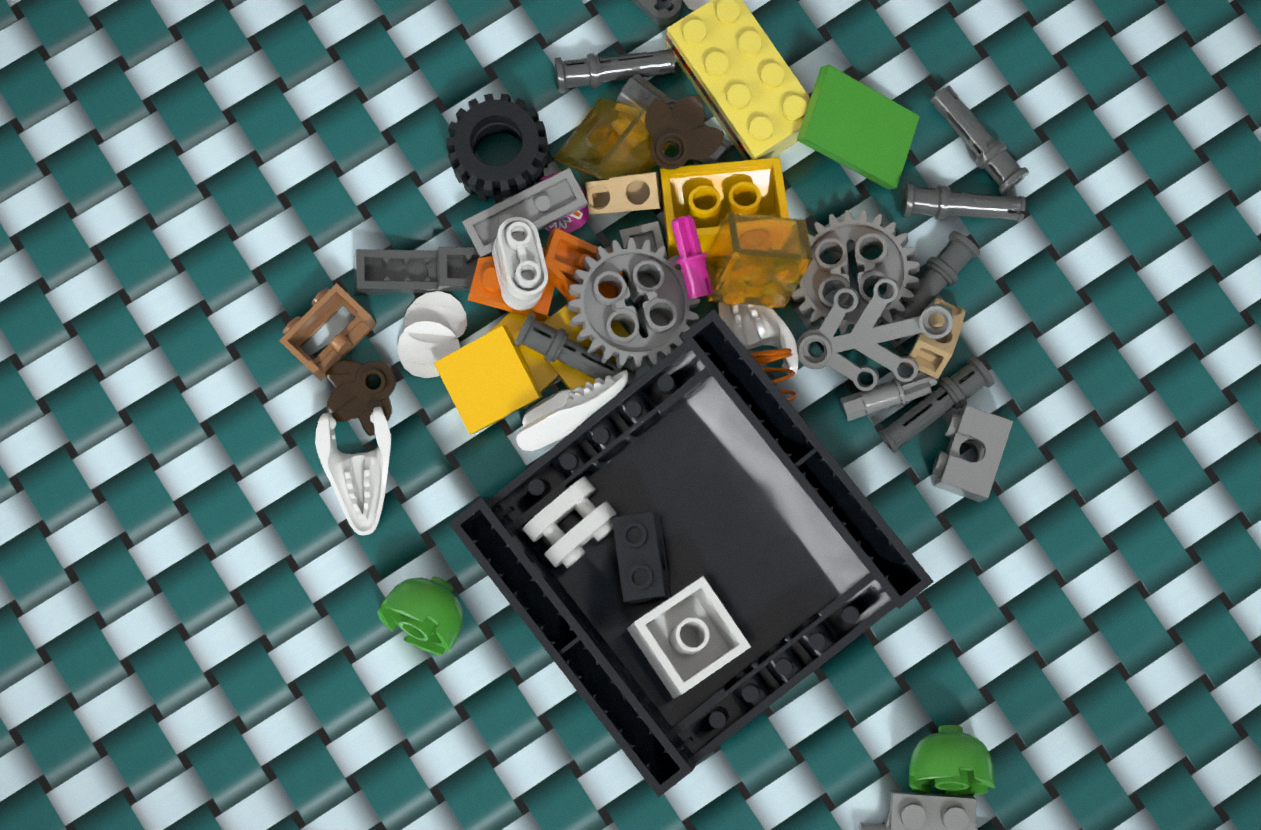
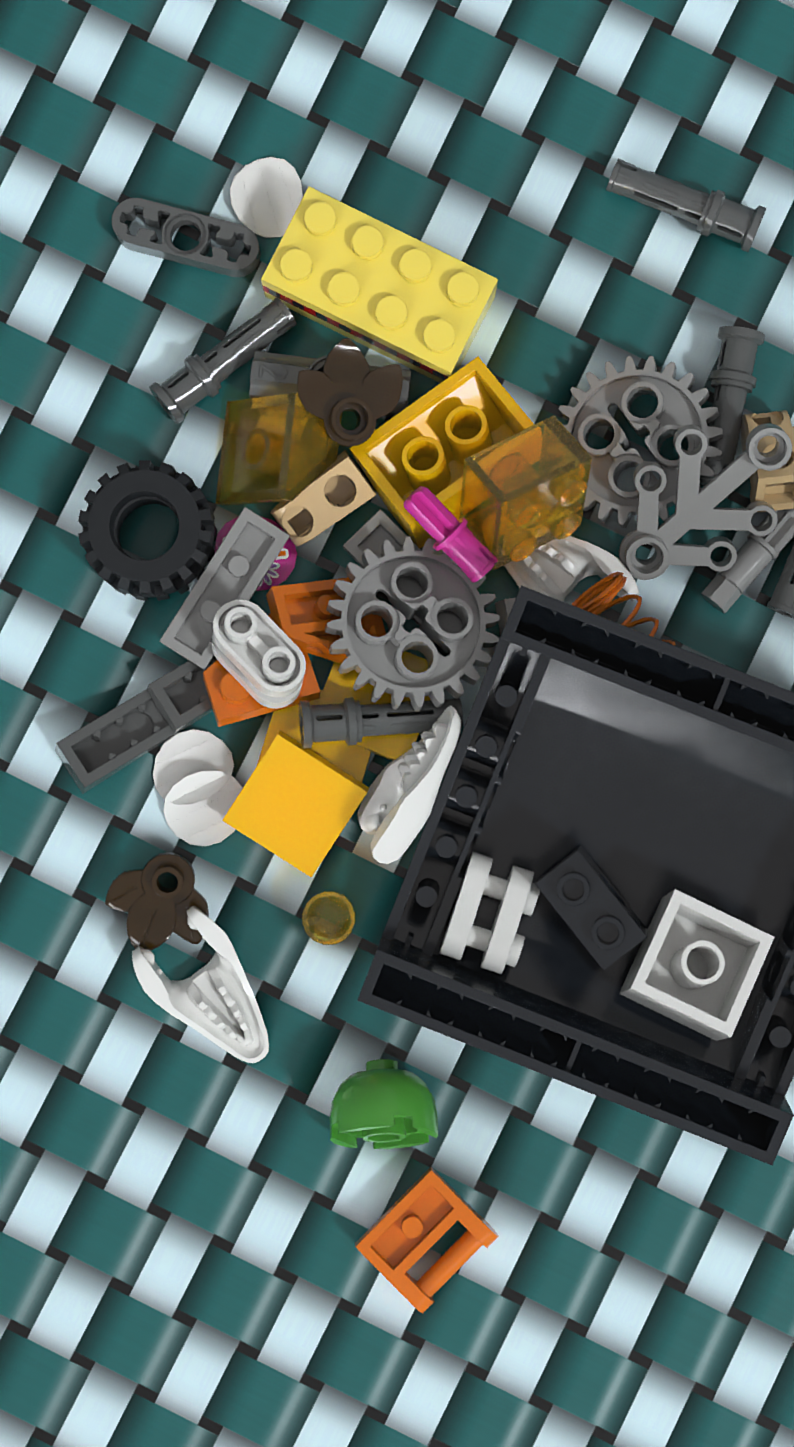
camera: 30 degrees left, 5 degrees up
(324, 307) = (48, 870): medium nougat window -> none
(397, 706) = (413, 1228): none -> orange plate
(458, 464) = (328, 919): none -> clear yellow wheel
(858, 127) = (546, 269): bright green tile -> none
(943, 202) = (690, 298): dark grey pin -> none

